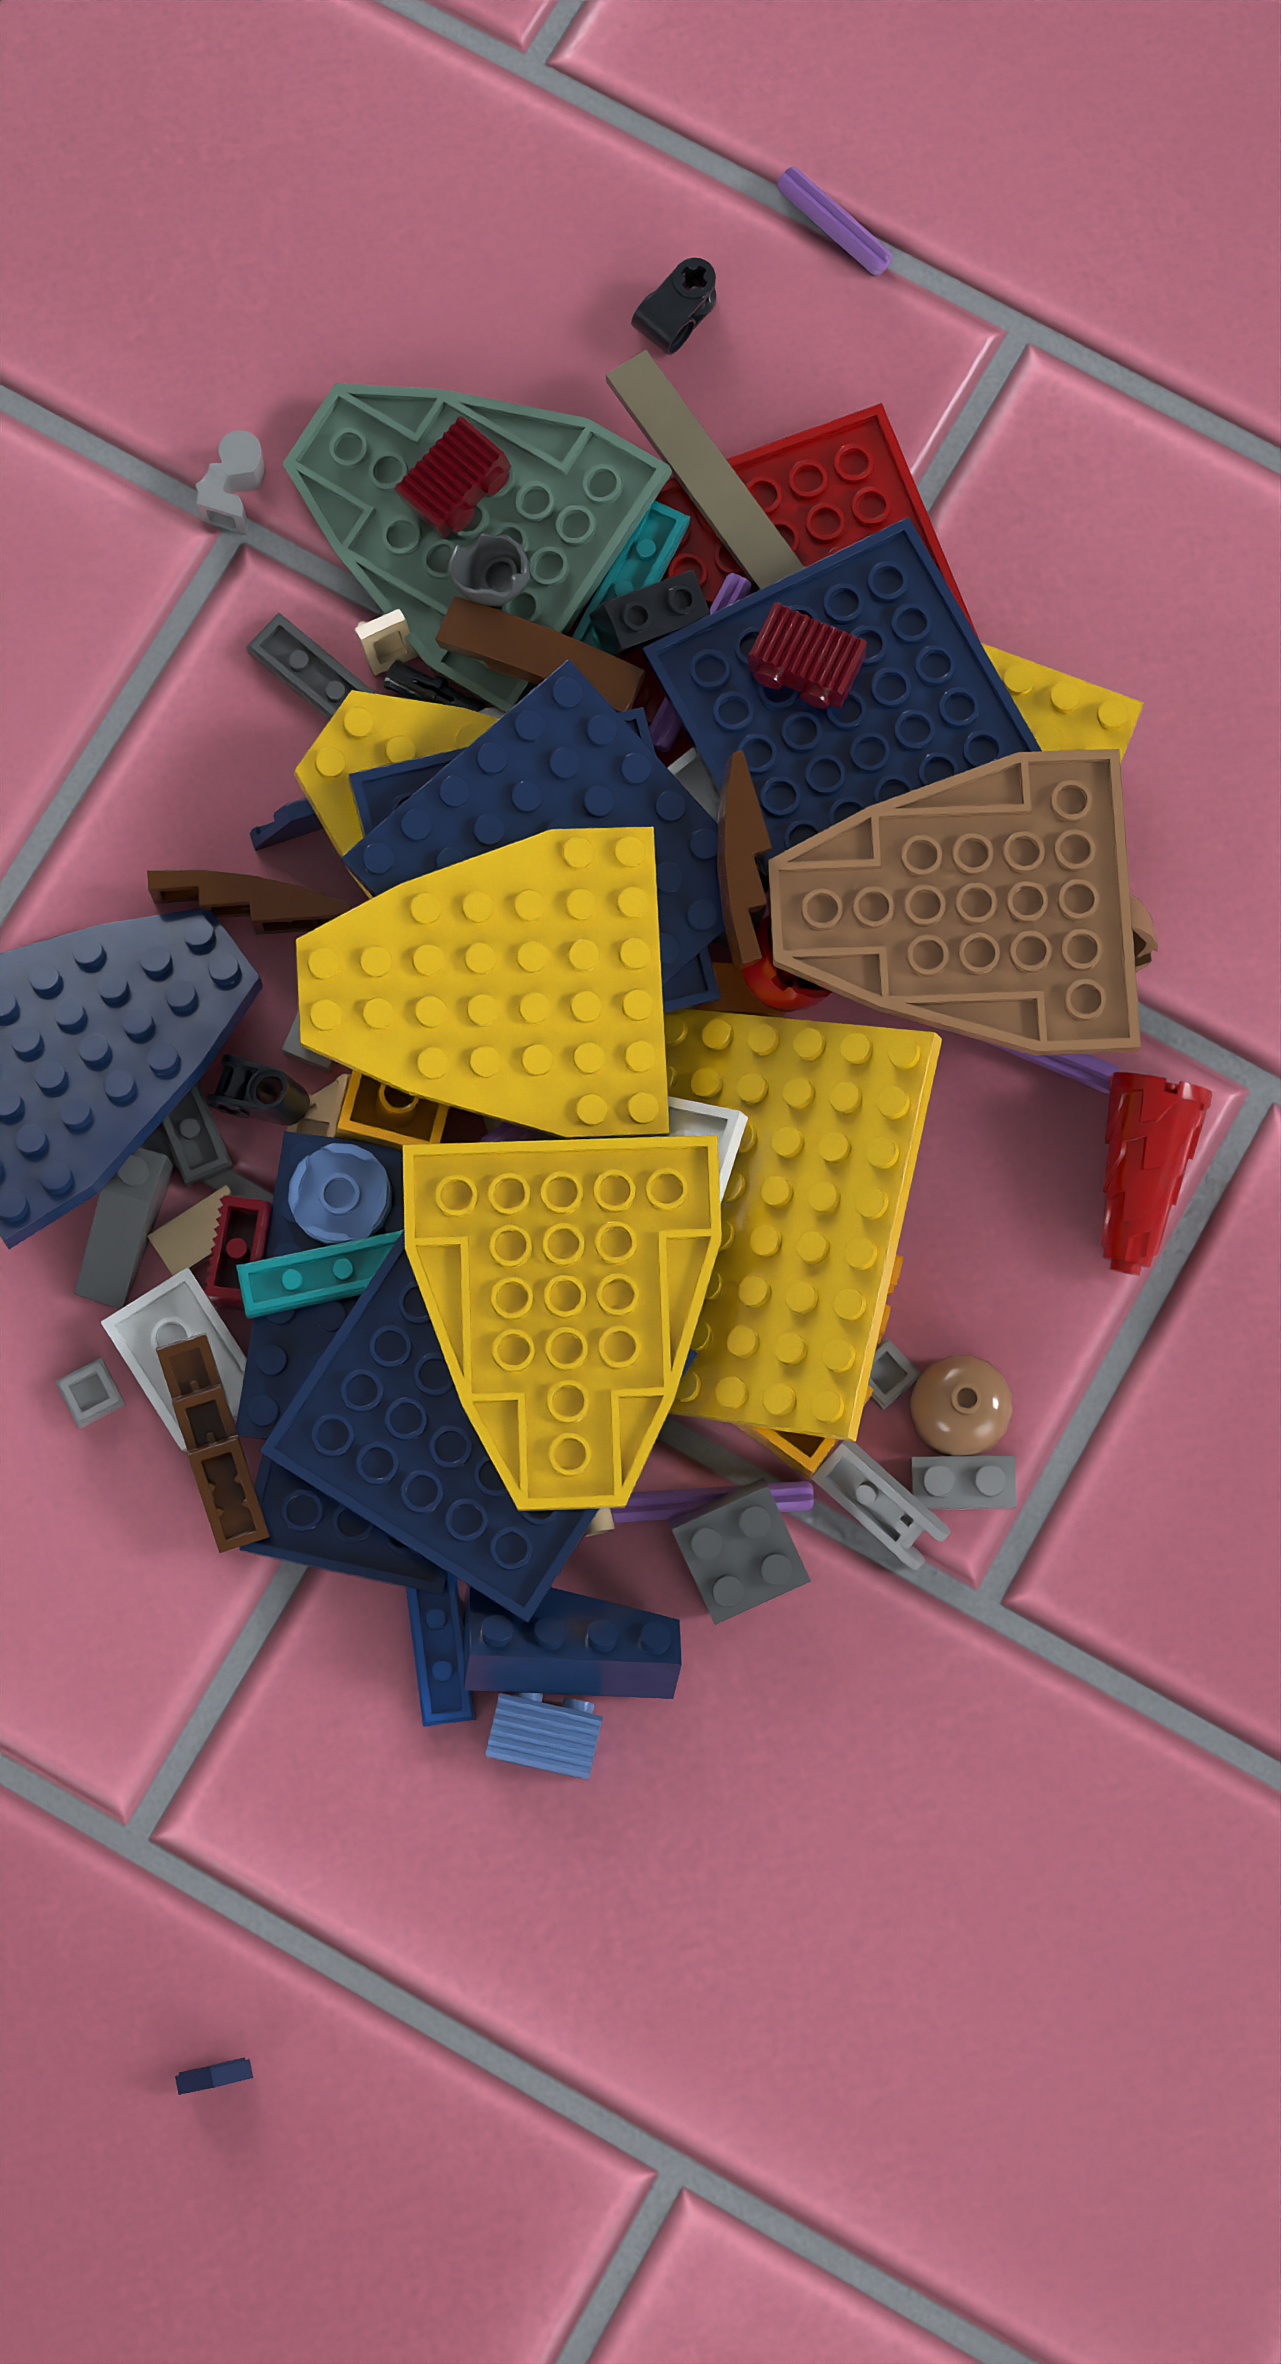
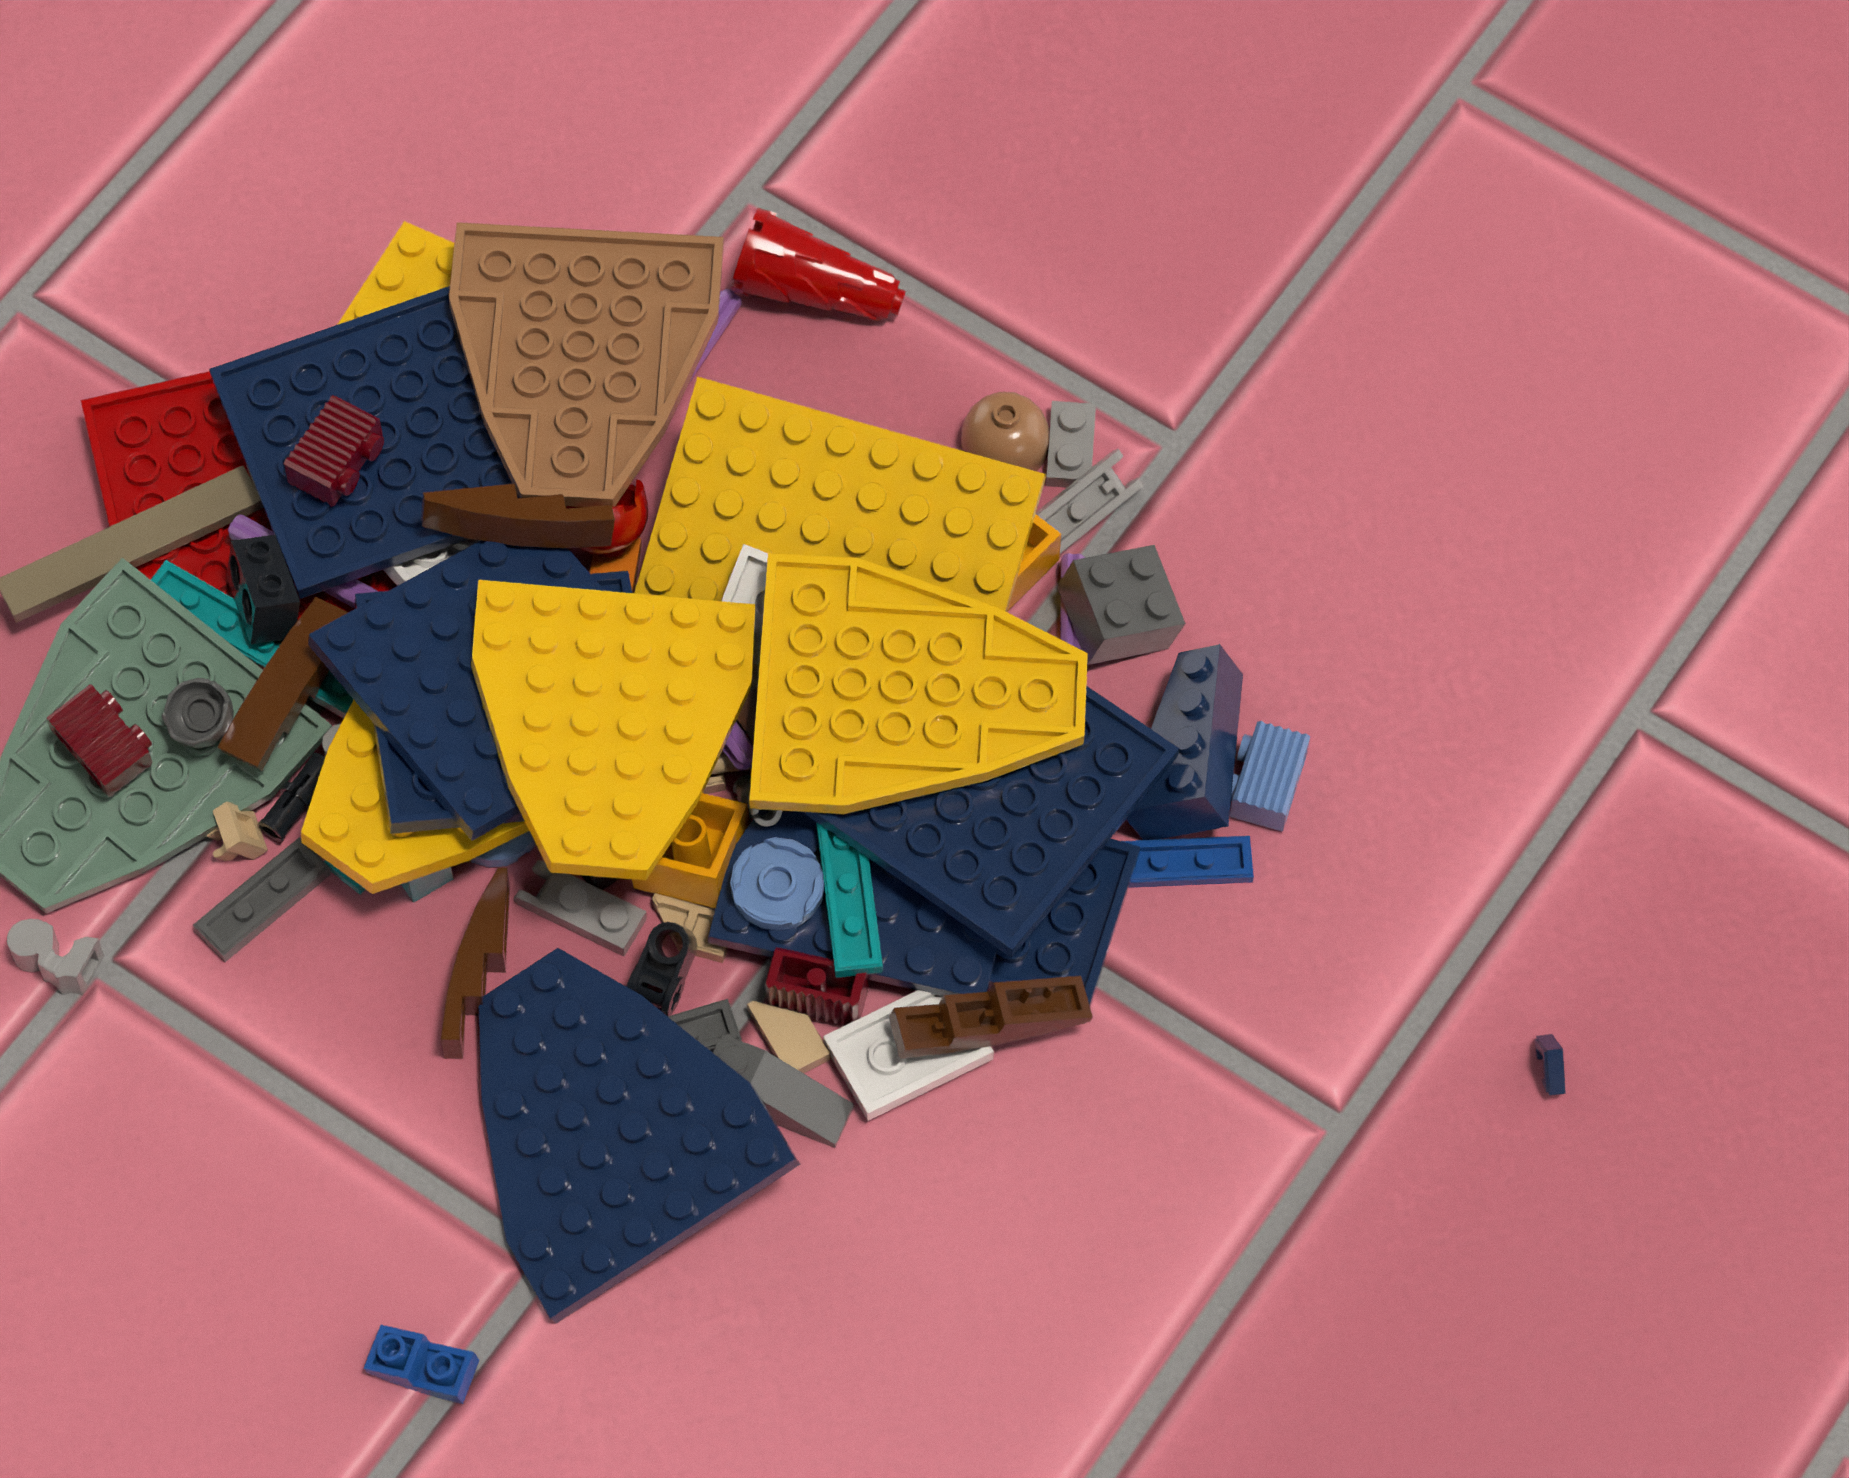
camera: 85 degrees left, 15 degrees down
(90, 1393) = (930, 1135): light grey tile -> none
(290, 822) = (404, 927): dark blue tile -> none

